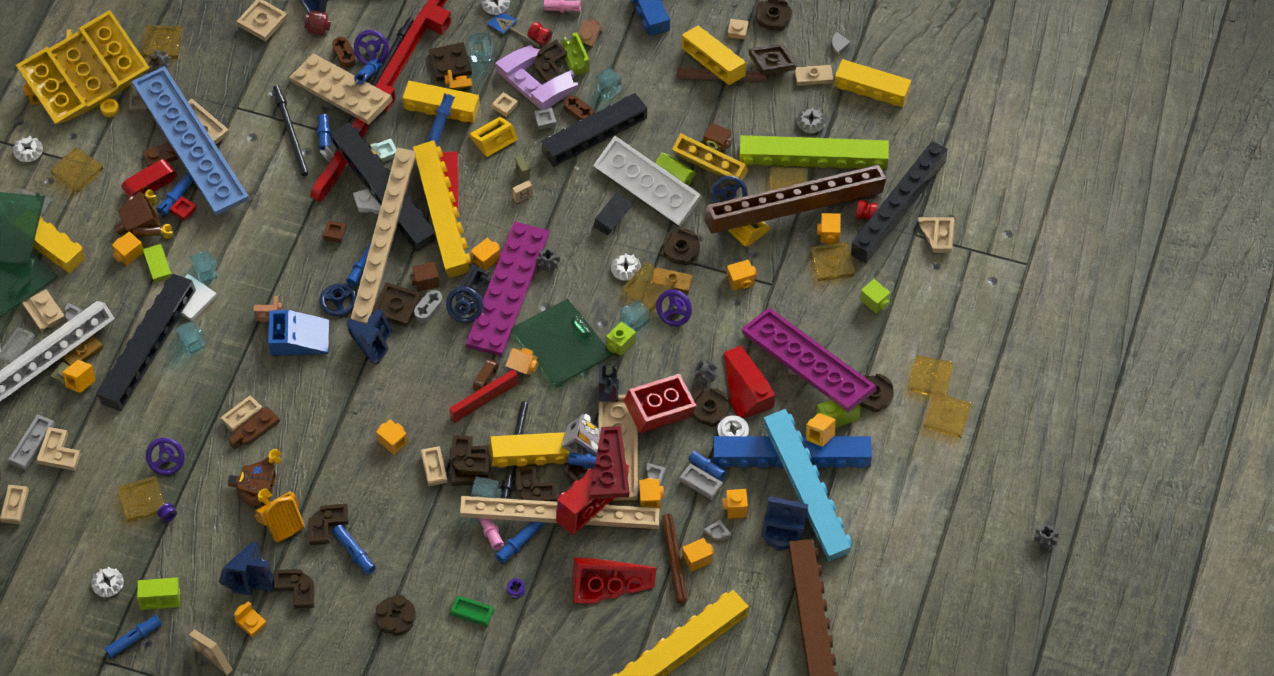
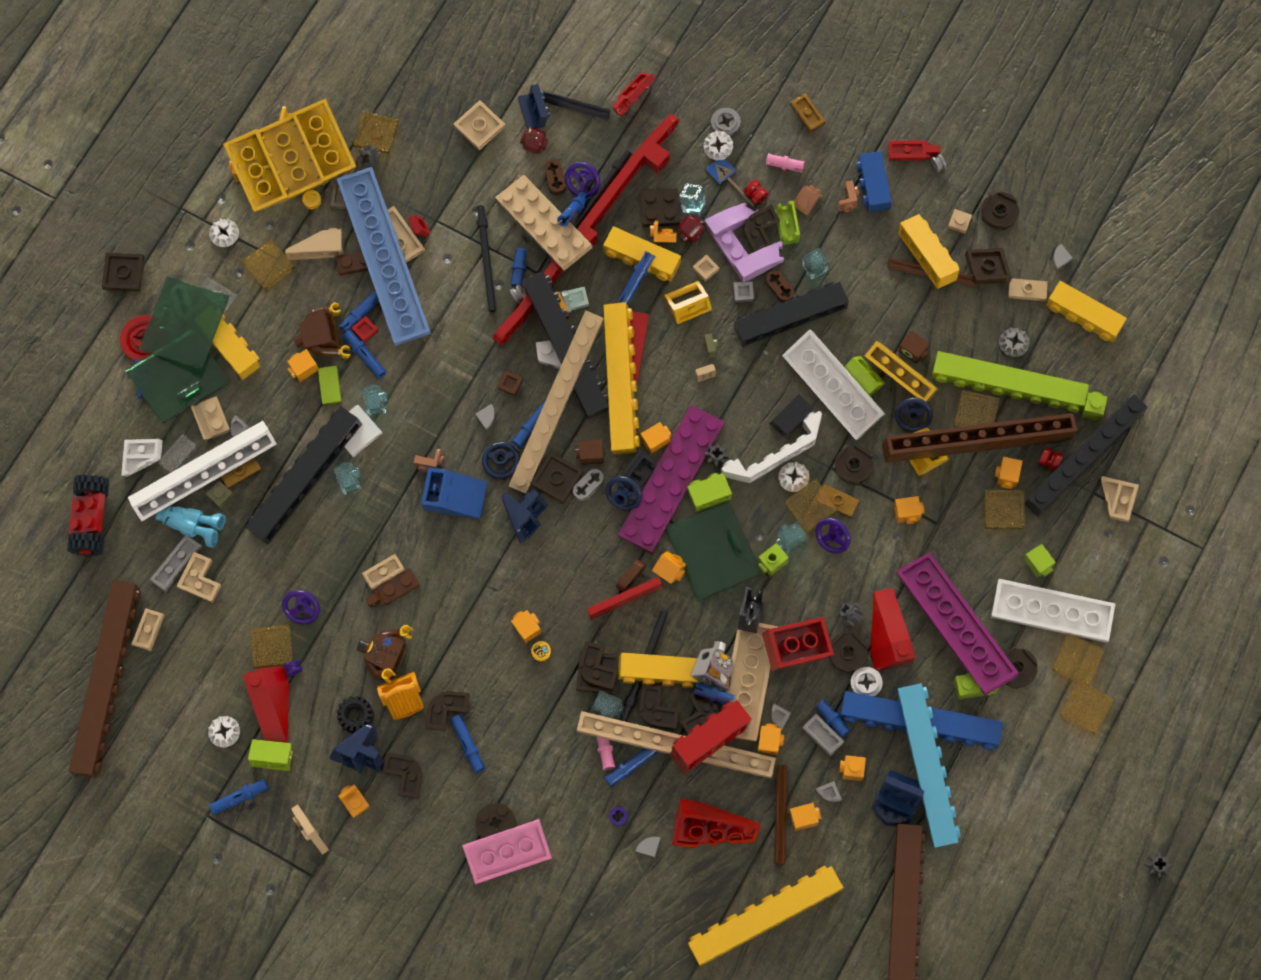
camera: 15 degrees right, 15 degrees up
(40, 402) = (188, 522): none -> medium azure piece
(79, 376) = (232, 501): light orange brick -> none
(127, 143) = (320, 245): none -> tan slope
(148, 544) = (270, 699): none -> red wedge
(150, 178) = (337, 290): red beam -> none
(181, 226) = (358, 347): none -> blue pin
(218, 112) = (418, 226): none -> red plate
(231, 534) = (347, 705): none -> black tyre
(316, 264) = (486, 416): none -> light grey tile
(410, 457) = (541, 651): none -> yellow tile
(412, 636) = (507, 851): none -> bright pink tile
(434, 466) = (562, 666): tan plate -> none
(472, 611) = (571, 832): green tile -> none
(484, 72) = (691, 228): none -> dark red head
(547, 292) = (709, 492): none -> lime brick
(551, 609) = (648, 846): none -> light grey tile
(570, 270) = (736, 471): none -> white slope
(610, 468) = (731, 723): dark red wing -> none
(631, 24) = (851, 194): none -> nougat bracket
(820, 429) = (953, 707): light orange brick -> none
(897, 337) = (1053, 610): none -> white plate
(898, 159) = (1094, 406): none -> lime brick

